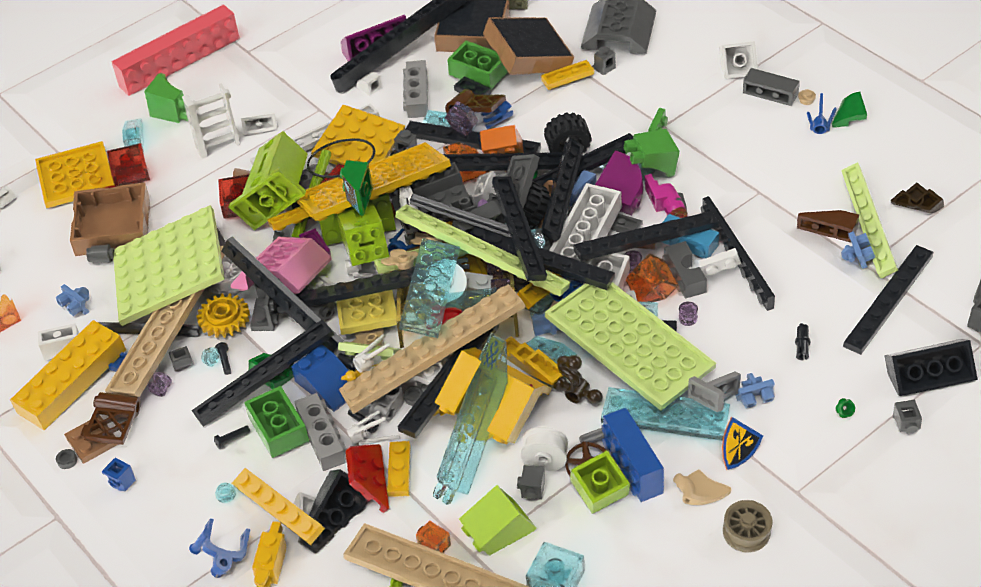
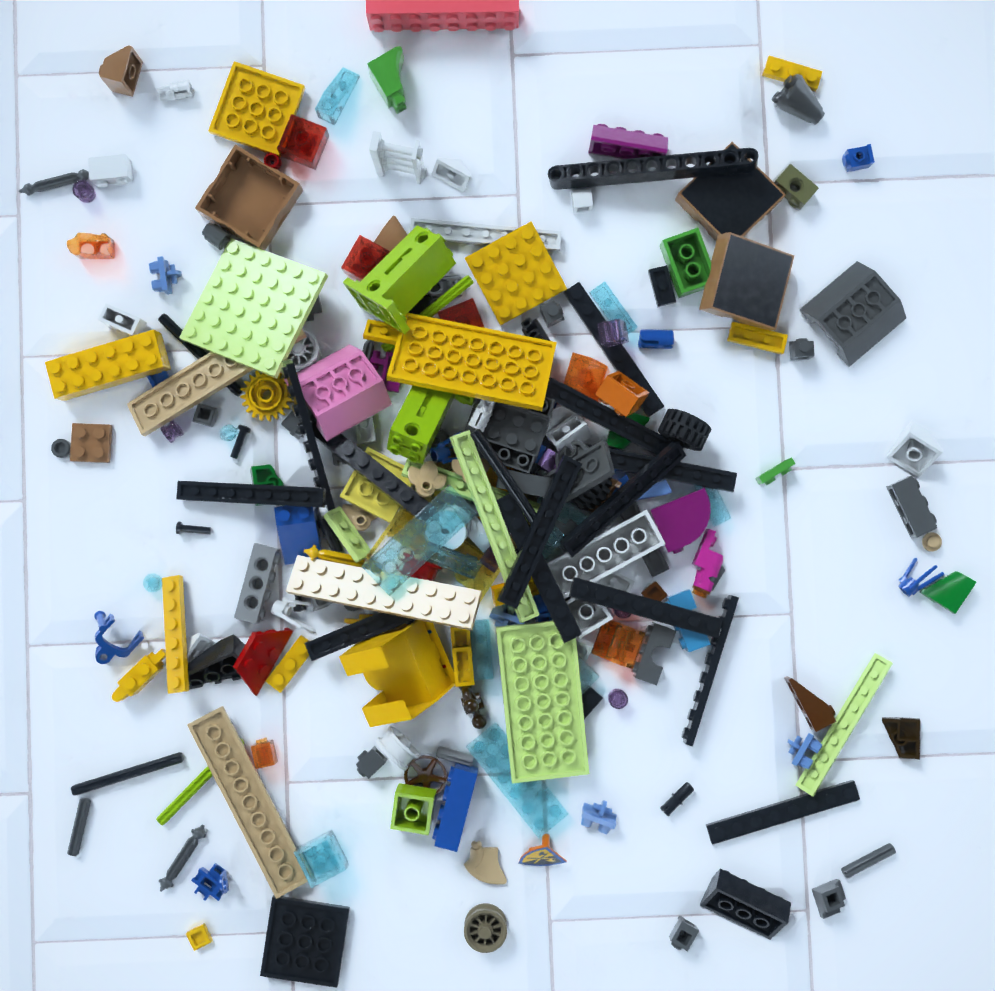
camera: 35 degrees right, 40 degrees up
(114, 407) = (121, 426): reddish brown piece -> none
(119, 474) = (82, 507): blue brick -> none
(276, 421) = (228, 550): bright green brick -> none
(338, 141) = (468, 330): black piece -> none
(357, 184) = (433, 388): green slope -> none
(364, 360) = (327, 555): white plant -> none
(416, 87) = (629, 218): light grey brick -> none
(473, 420) = (365, 686): clear light blue hinge -> none
(477, 103) = (640, 301): reddish brown piece -> none
(496, 522) = (318, 778): lime slope -> none
(654, 151) = (735, 514): bright green hips -> none
(713, 392) = (556, 797): light grey bracket -> none
(720, 262) = (688, 683): white plate -> none
(849, 410) = (648, 886): green plate -> none

